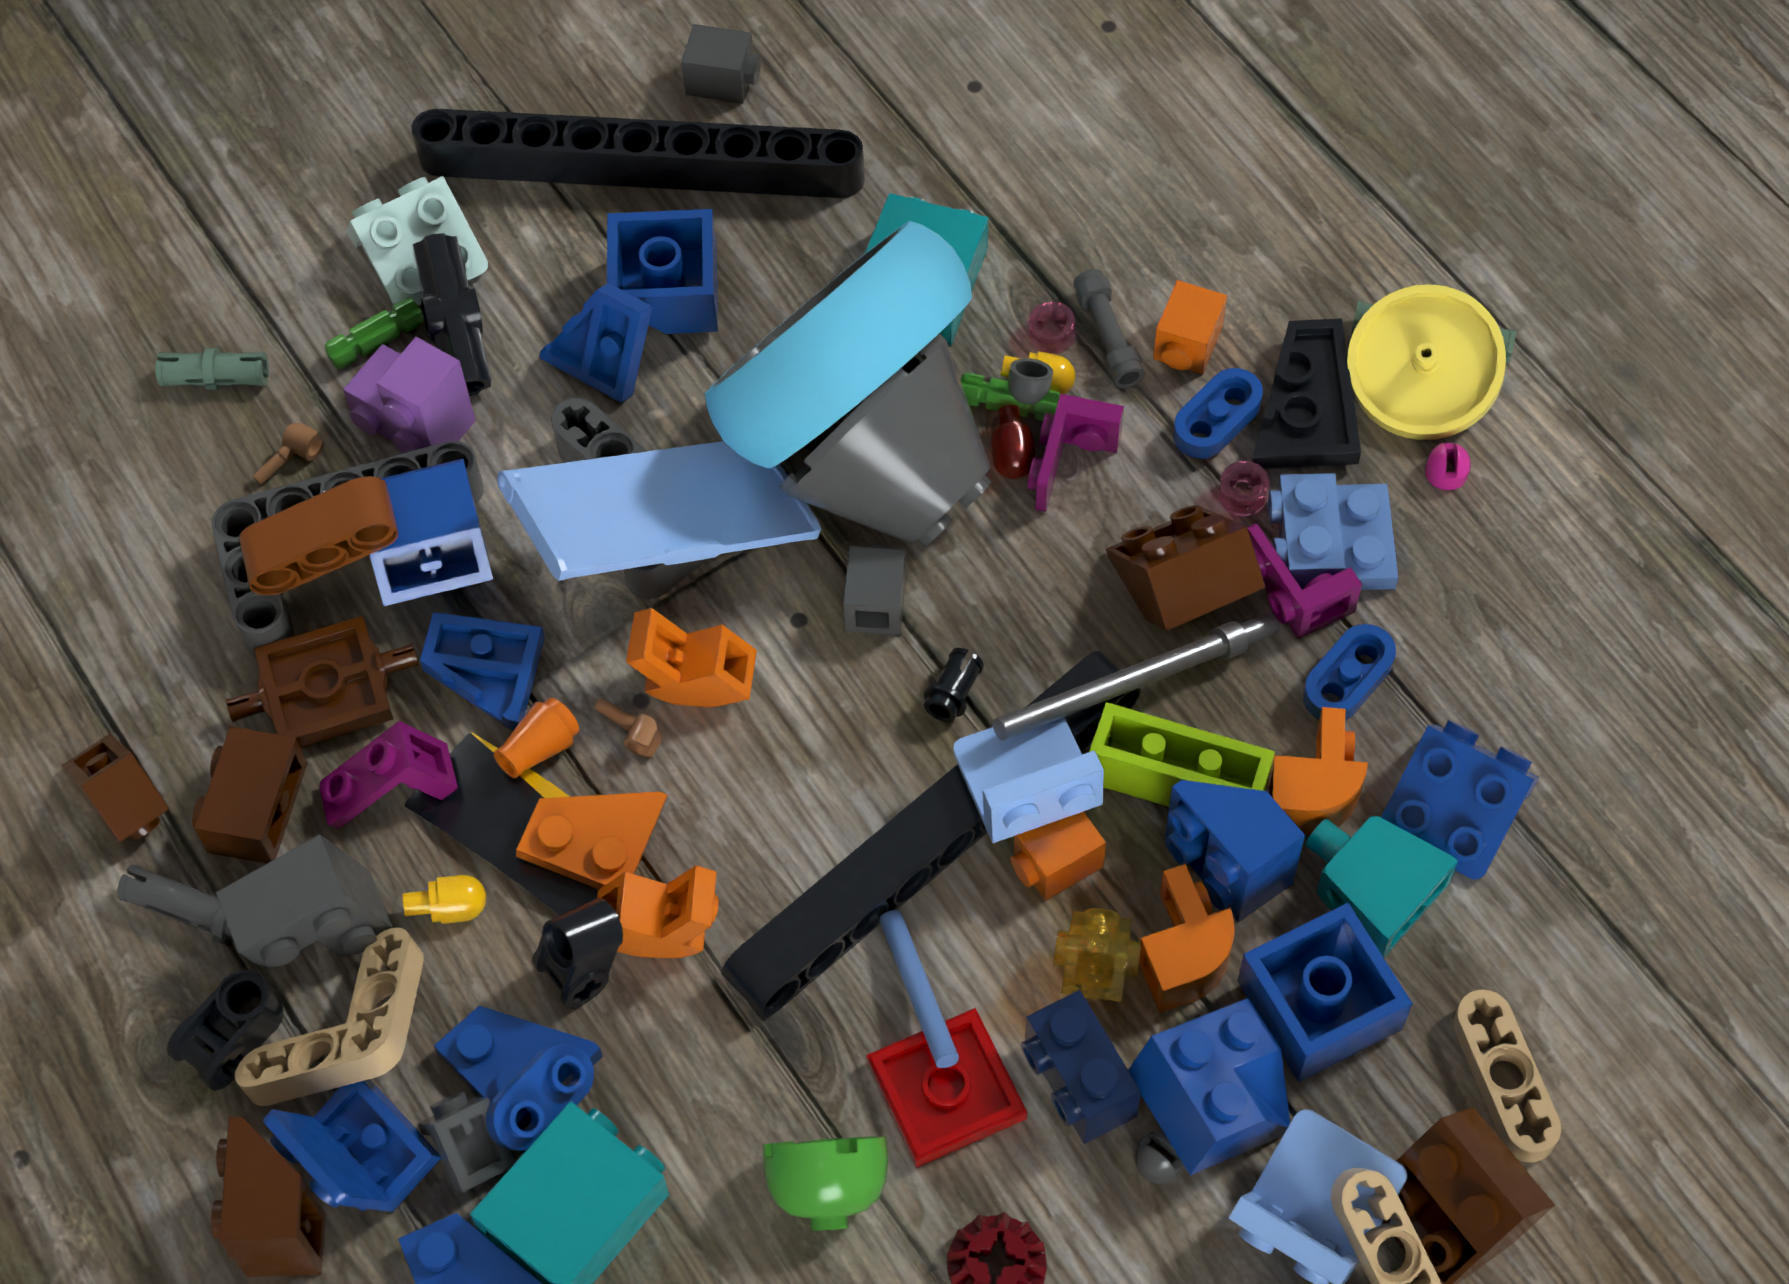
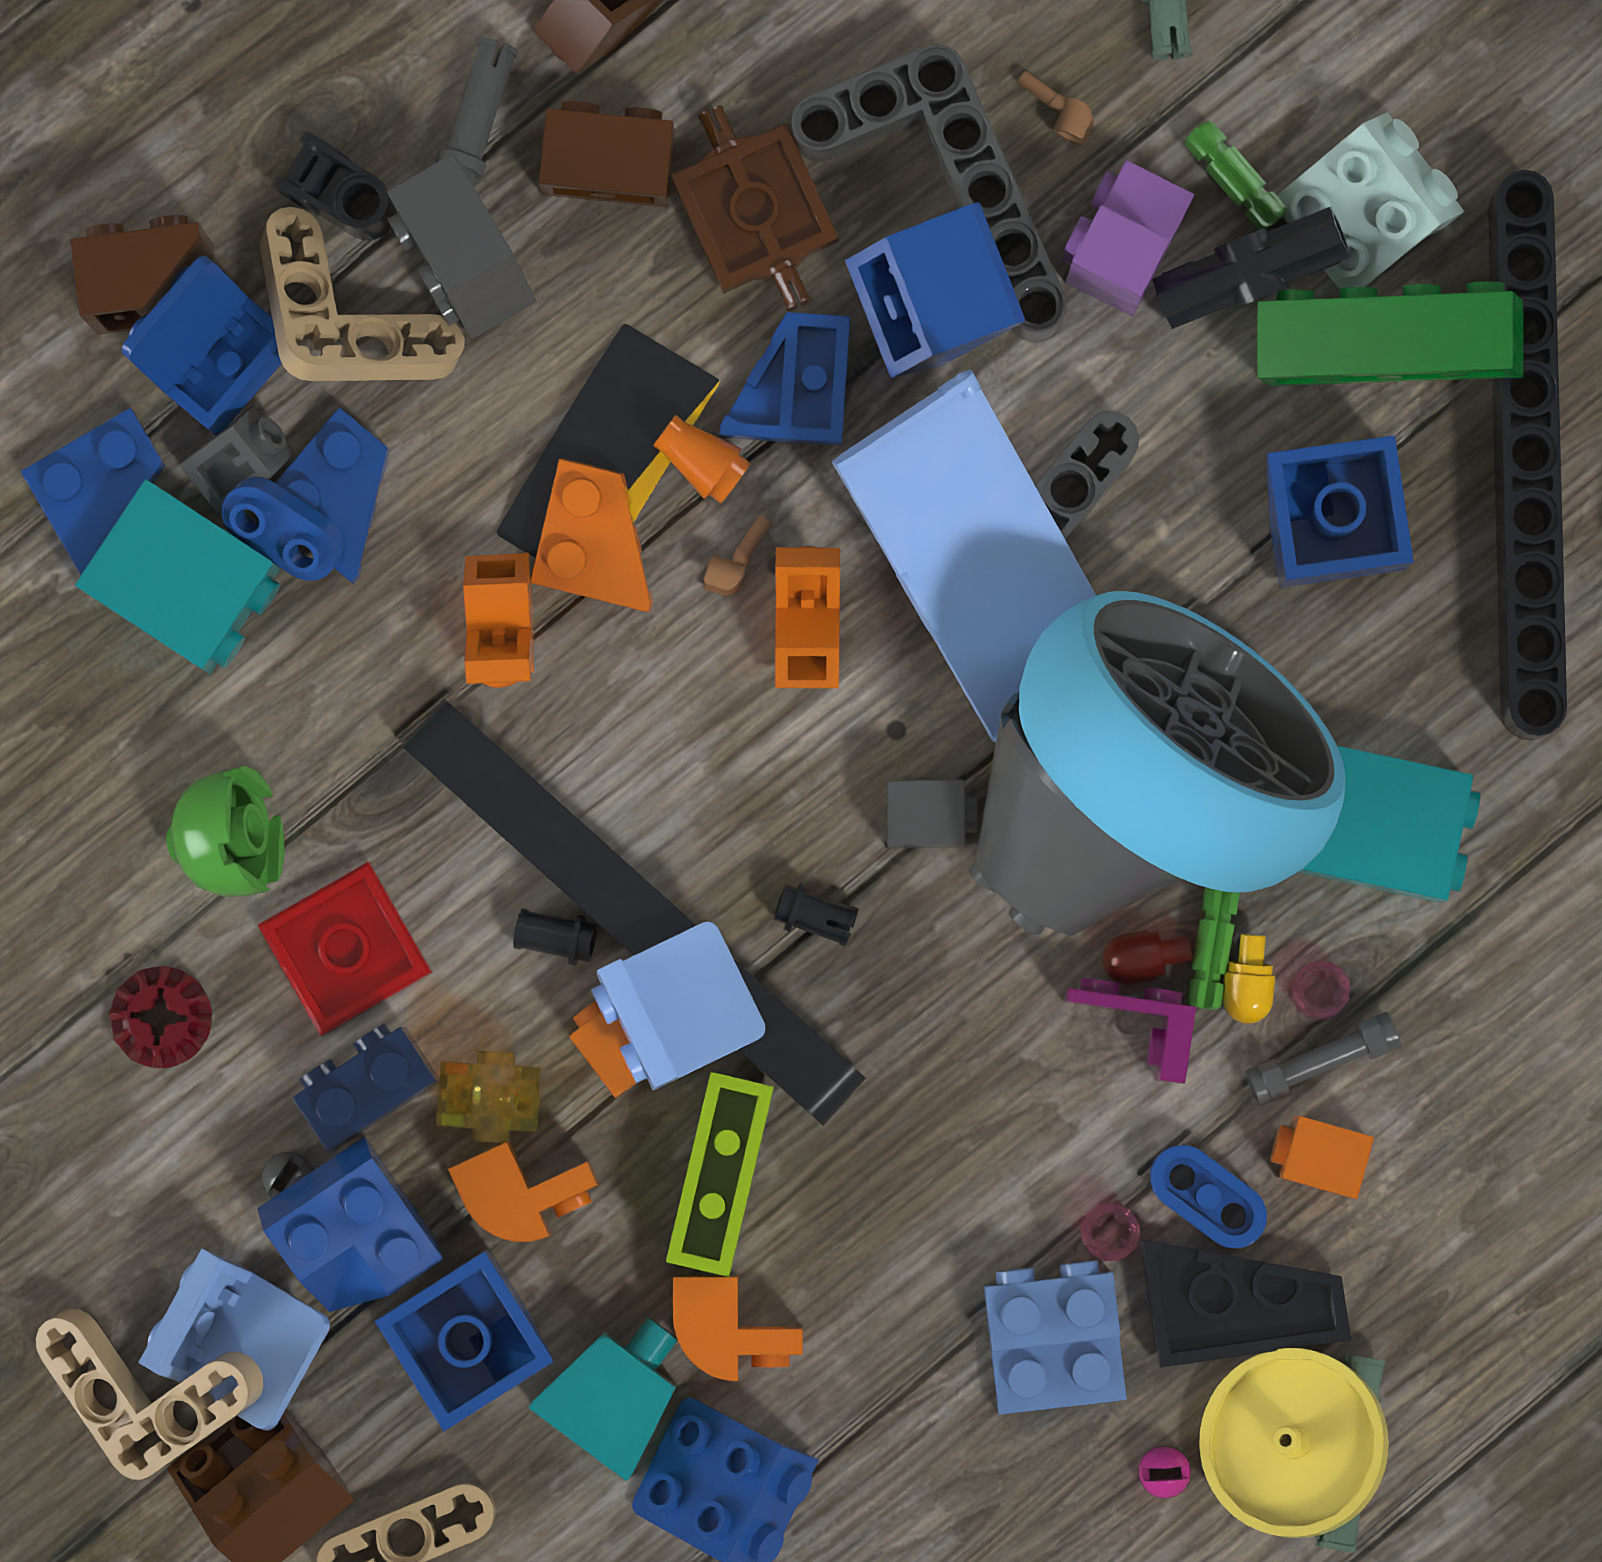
camera: 85 degrees right, 25 degrees up
(318, 535) = (896, 177): dark orange beam -> none
(391, 758) = (646, 301): magenta bracket -> none
(448, 899) = (507, 392): yellow cylinder -> none
(527, 215) = (1390, 336): none -> green brick
(580, 950) = (446, 546): black piece -> none
(603, 342) = (1227, 454): blue wing -> none
(919, 989) = (444, 909): medium blue bar -> none
(952, 897) = (555, 936): none -> black pin
(1029, 380) = (1216, 969): dark grey hinge -> none
(1186, 566) = (989, 1168): reddish brown slope -> none
(1222, 642) = (894, 1217): flat silver bar -> none
(1234, 843) = (623, 1242): blue slope -> none
(1305, 610) = (962, 1327): magenta bracket -> none
(1346, 676) = (868, 1360): blue plate -> none

